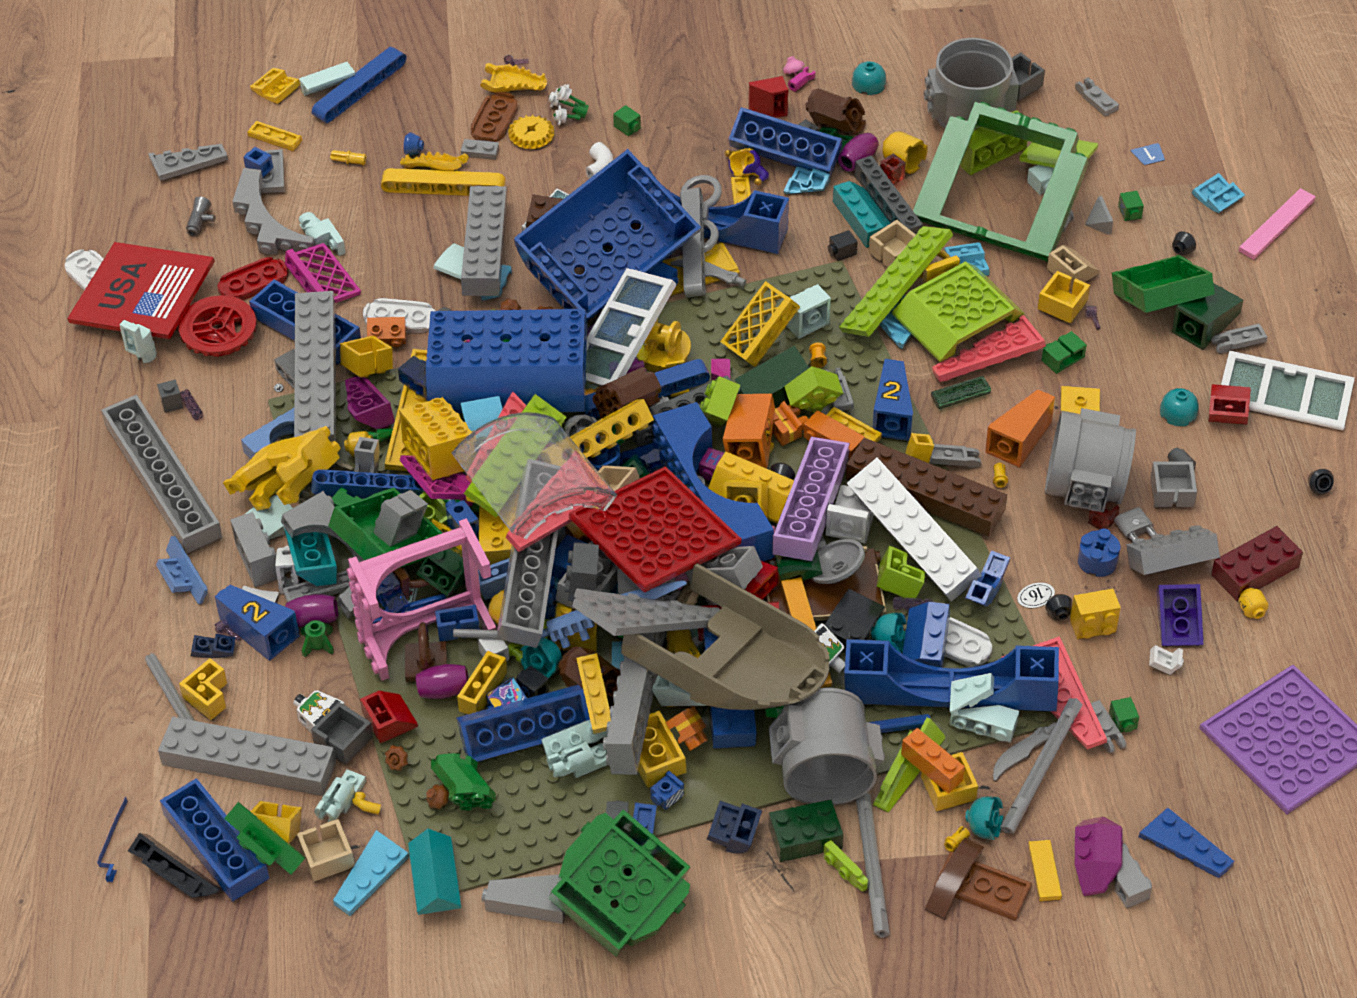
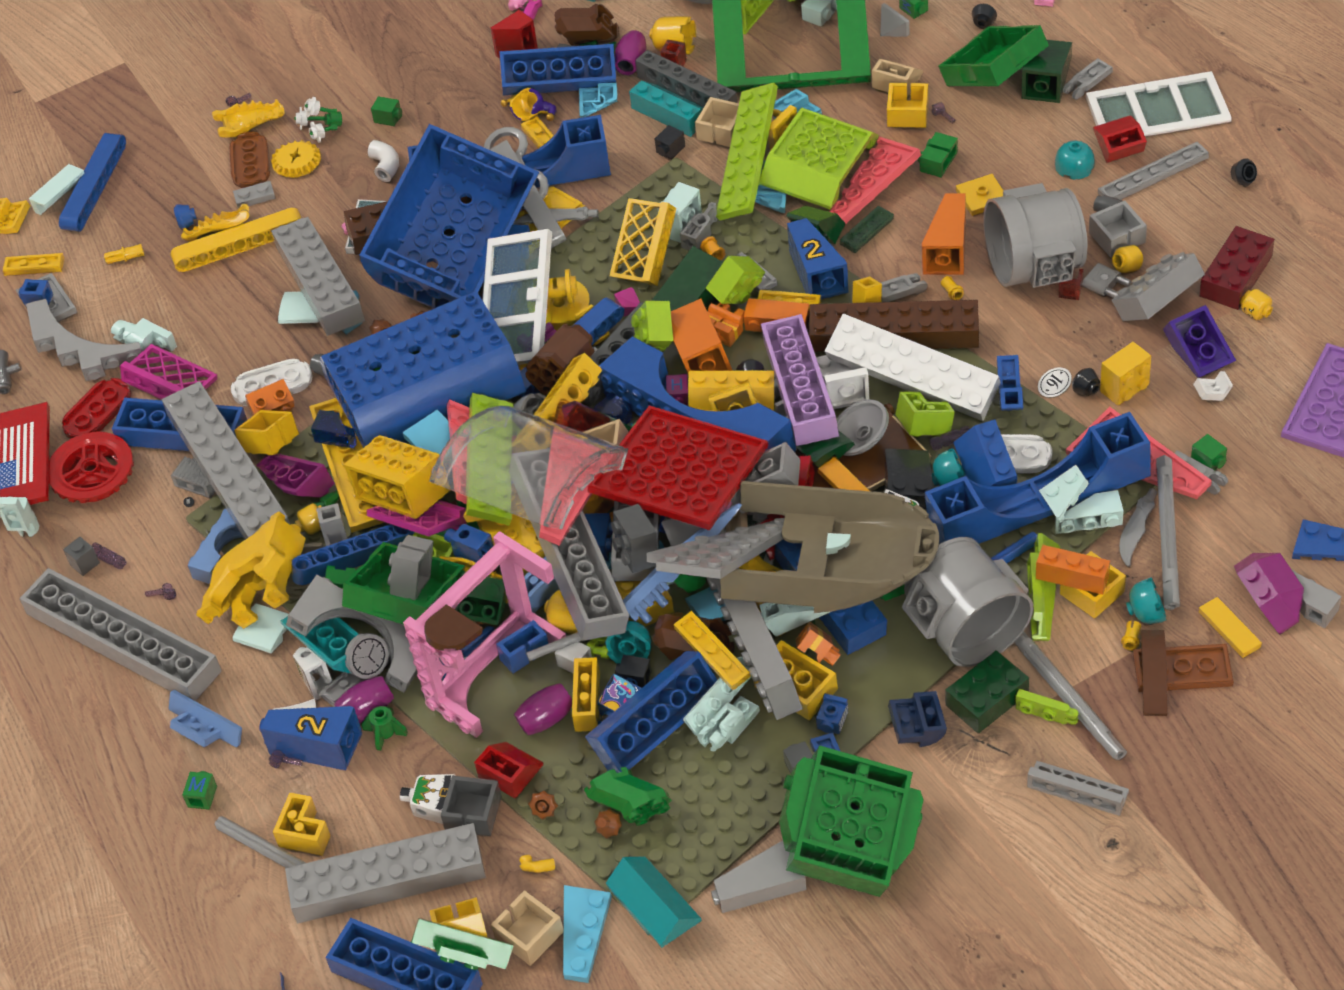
camera: 20 degrees left, 0 degrees up
(149, 625) = (199, 790): none -> green brick
(215, 647) = (284, 780): dark blue slope -> none
(218, 453) = (166, 590): none -> hand
(254, 549) = (266, 666): light grey brick -> none
(328, 575) = (366, 655): none -> light grey tile
(340, 795) = (506, 868): light aqua plate -> none
(378, 581) = (450, 629): none -> reddish brown tile
(423, 654) = (507, 693): reddish brown tile -> none
(604, 452) = (579, 416): none -> clear red slope
(745, 648) = (836, 542): none -> light aqua tile
(817, 331) = (698, 228): none -> light grey piece
(828, 947) = (1077, 787): none -> light grey fence
(918, 370) = (826, 222): none -> dark green slope
(1099, 552) = (1090, 318): blue brick -> none
(1166, 514) = (1127, 259): none -> yellow head
(1243, 447) = (1155, 172): none -> light grey tile

